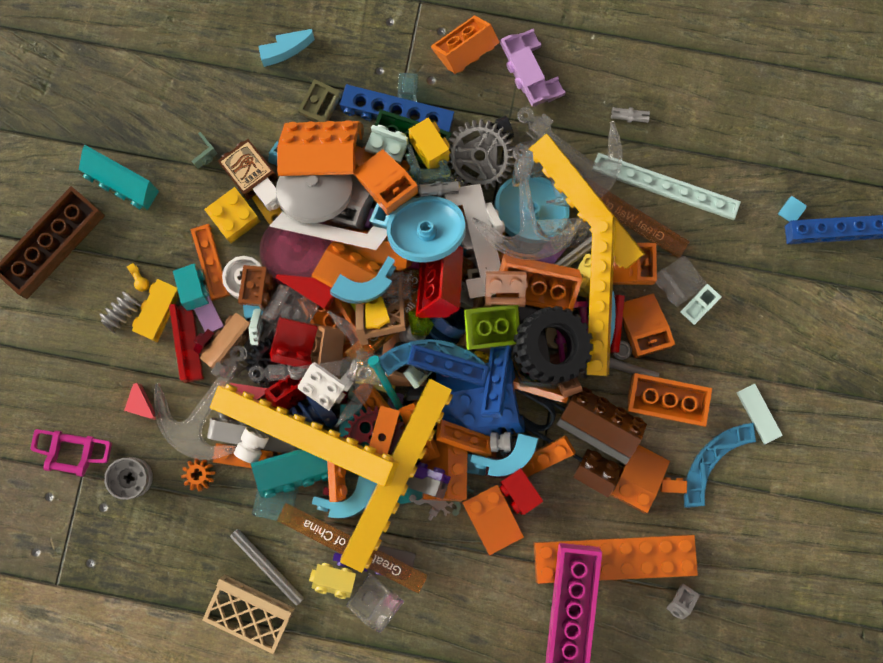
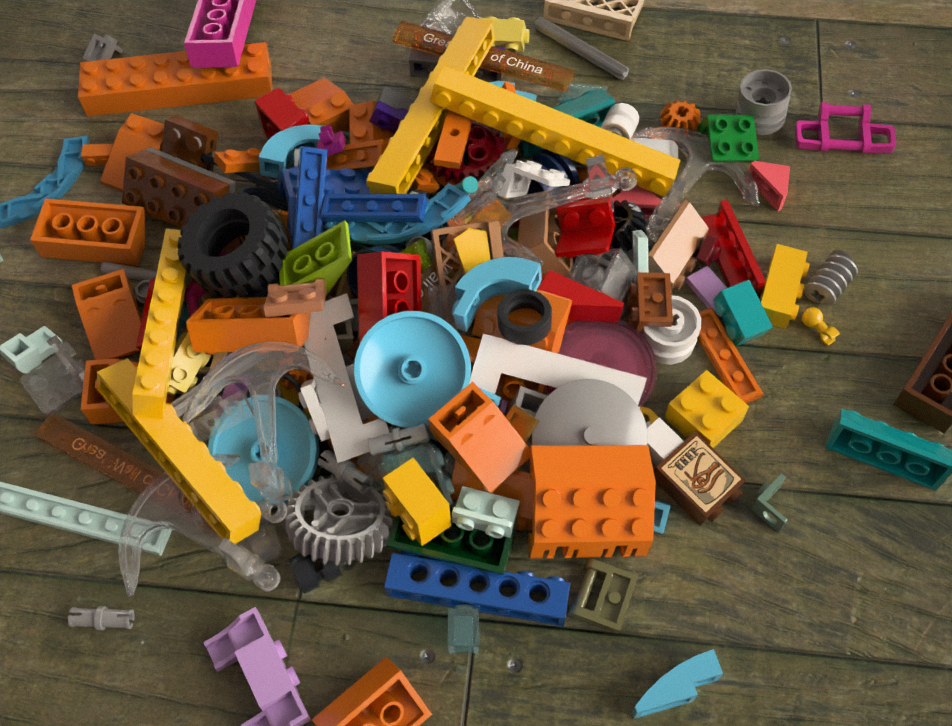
camera: 175 degrees right, 20 degrees down
(163, 445) = (730, 138): none -> green bracket
(350, 243) = (524, 334): none -> black tyre
(358, 195) = (522, 422): none -> pearl gold tile
(471, 179) = (345, 472): none -> light grey pin
(480, 448) = (331, 141): none -> magenta tile

